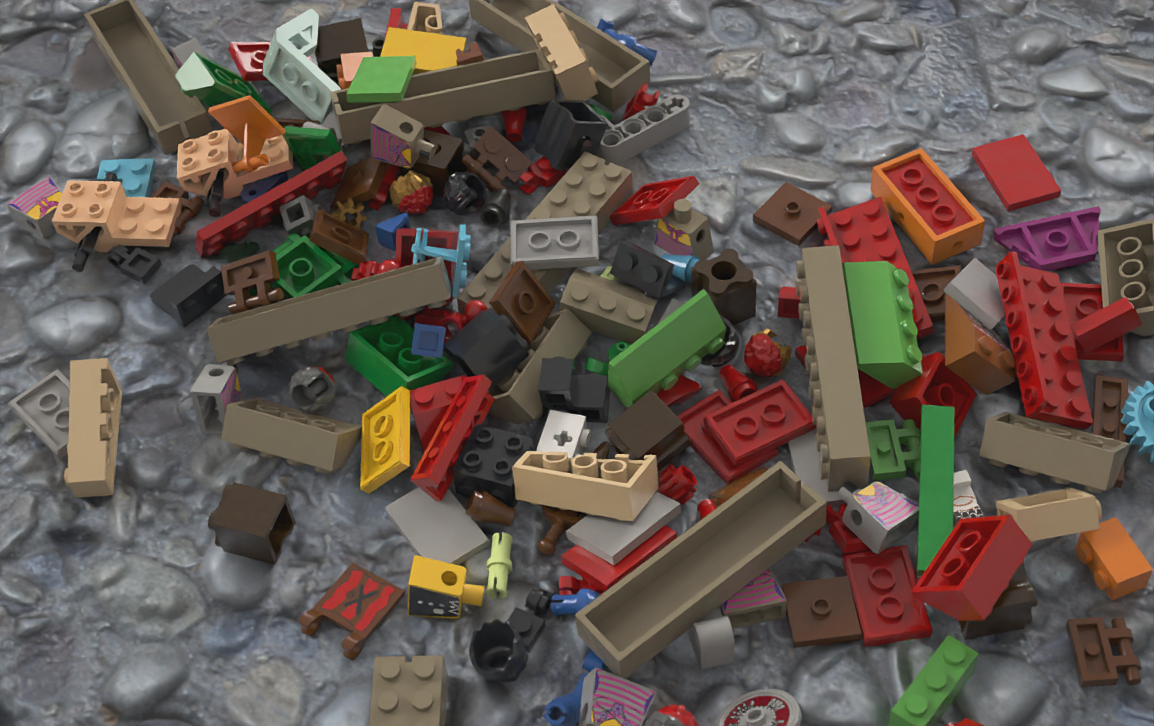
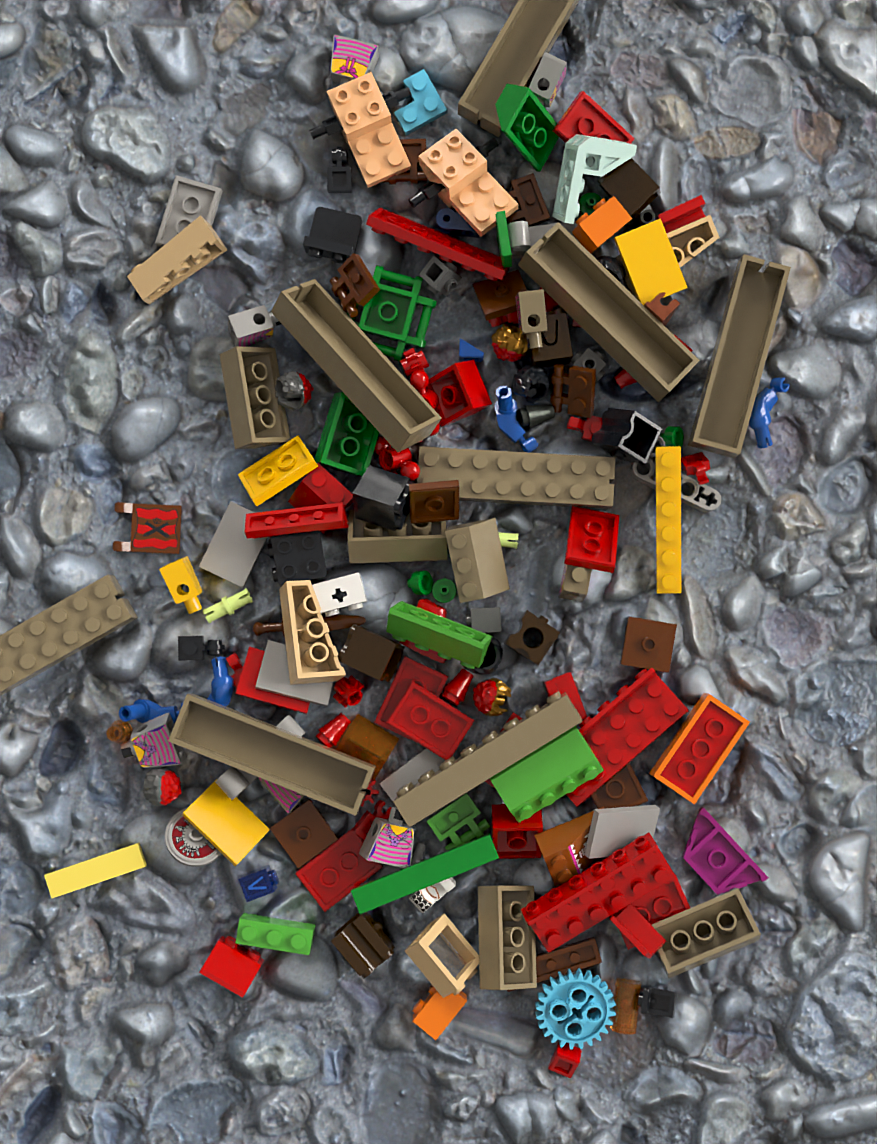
camera: 60 degrees right, 35 degrees up
(239, 251) = (393, 247): clear green tile -> none
(250, 126) = (479, 194): orange plate -> none
(252, 522) = (166, 423): dark brown piece -> none
(339, 237) = (431, 320): reddish brown plate -> none
(354, 210) = (465, 307): pearl gold gear -> none
(381, 79) = (589, 258): bright green tile -> none
(428, 340) = (365, 453): blue tile -> none
(462, 253) = (453, 415): medium azure plate -> none
(480, 228) = (507, 419): none -> blue arm
(489, 509) = (261, 572): reddish brown cone -> none
(498, 651) = (158, 647): black hair -> none
(555, 242) = (502, 491): light grey tile -> none
(563, 54) = (702, 382): tan wedge -> none
(574, 393) = (384, 580): black brick -> none
(645, 271) = (519, 572): black bracket -> none
(676, 141) = (668, 519): none -> yellow plate
(682, 265) = (548, 590): dark azure cone -> none
(759, 681) = (225, 823): none -> yellow tile
(857, 683) = (258, 883): none -> clear blue brick
(973, 567) = (358, 931): red slope -> none
(1016, 172) = (781, 796): red tile -> none
(1093, 654) = (359, 1021): reddish brown plate -> none

